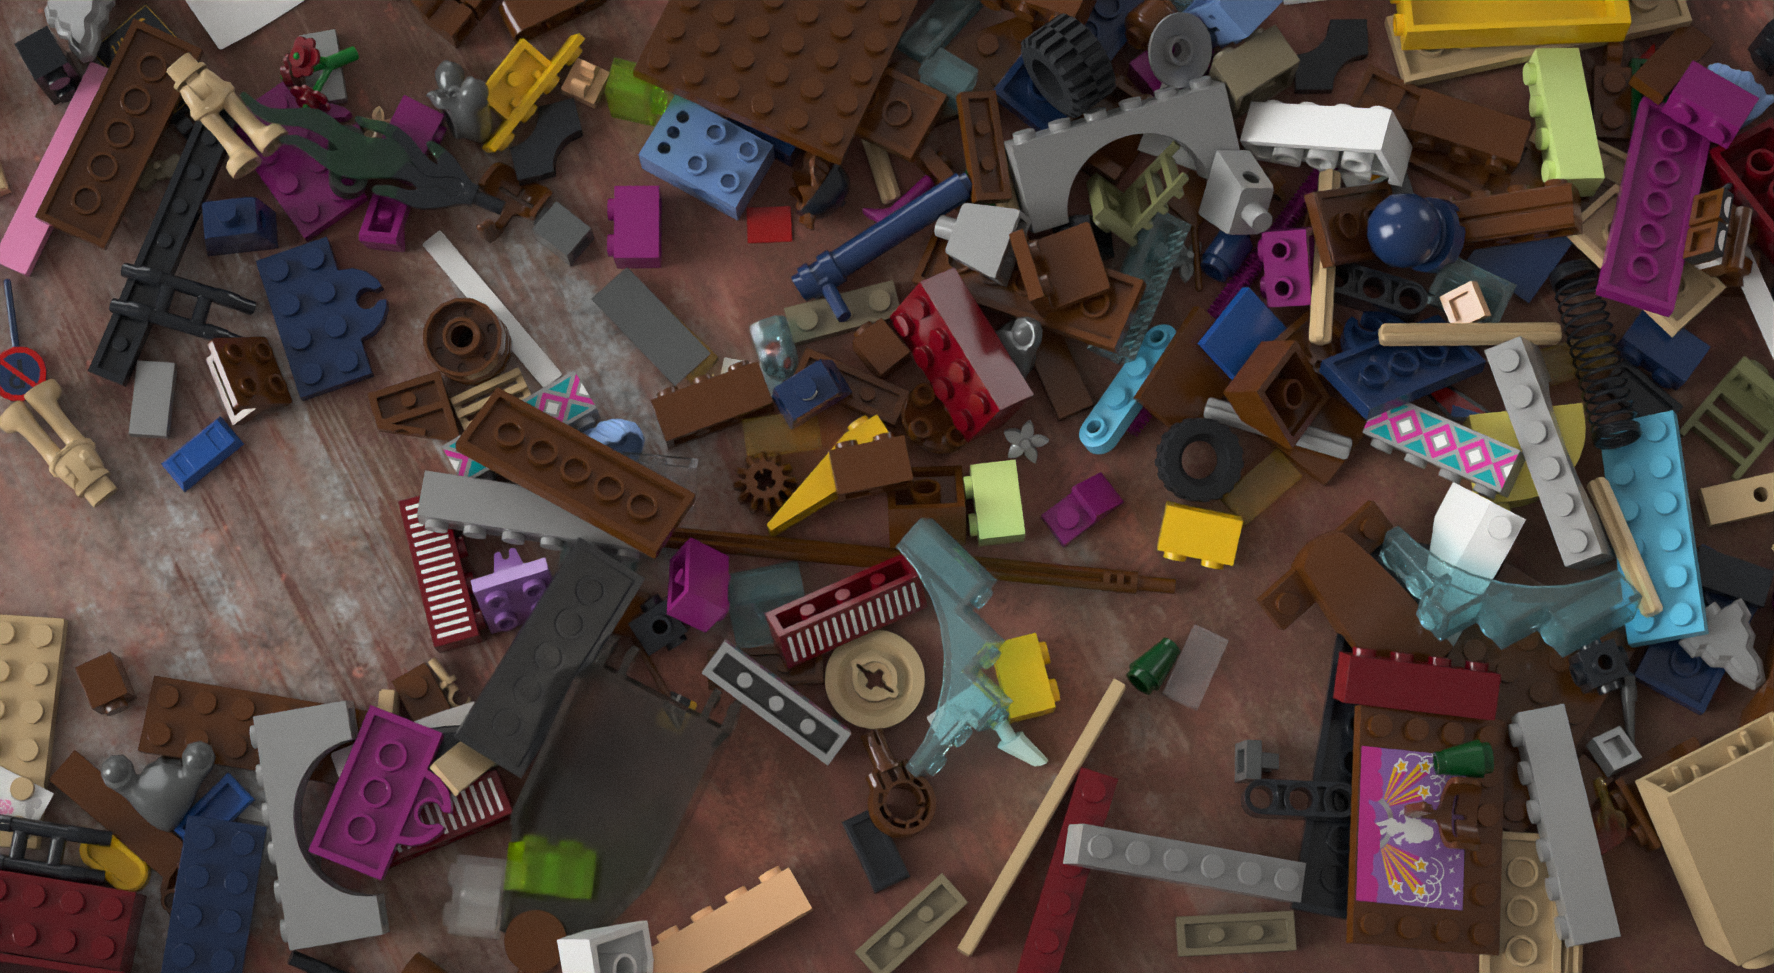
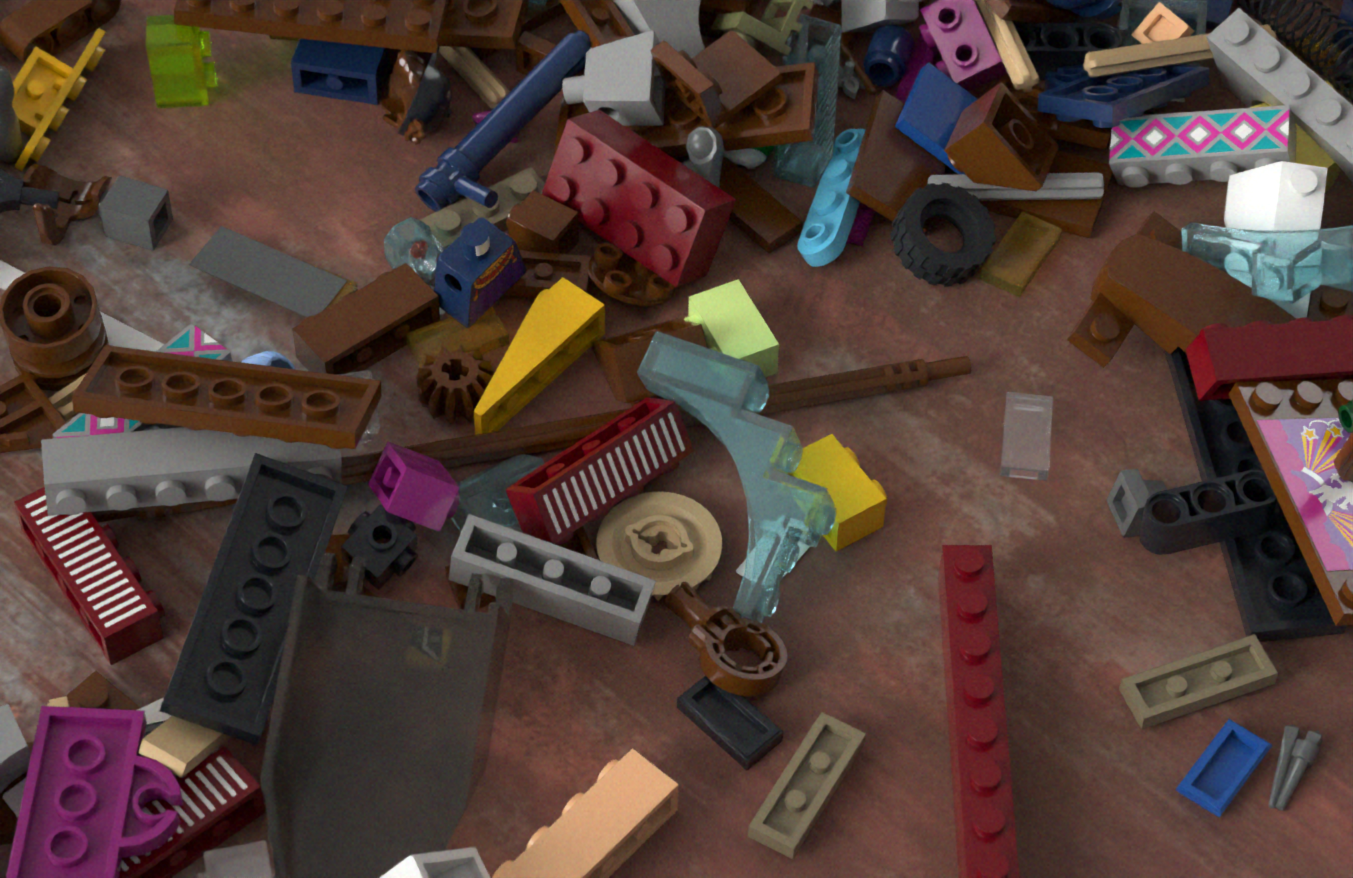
camera: 20 degrees left, 25 degrees down
(447, 681) = (130, 686): tan hand -> none
(511, 590) = (182, 552): medium lavender plate -> none
(550, 869) = (329, 832): clear neon green brick -> none
(555, 129) = (86, 147): black tile -> none
(585, 83) = (118, 80): light nougat tile -> none
(636, 227) = (219, 186): magenta brick -> none
(707, 156) = (279, 105): medium blue piece -> none
(769, 224) = (371, 159): red sticker -> none
(871, 467) = (577, 317): reddish brown brick -> none
(1019, 745) = (856, 563): light aqua bar -> none
(1024, 441) = (742, 271): light grey plant -> none
(1041, 818) = (915, 632): tan tile -> none
(1081, 509) = (829, 323): magenta slope -> none
(1152, 667) = (978, 444): dark green cone -> none
(1184, 863) = (1106, 603): light grey brick -> none
(1199, 535) = (974, 302): yellow brick -> none

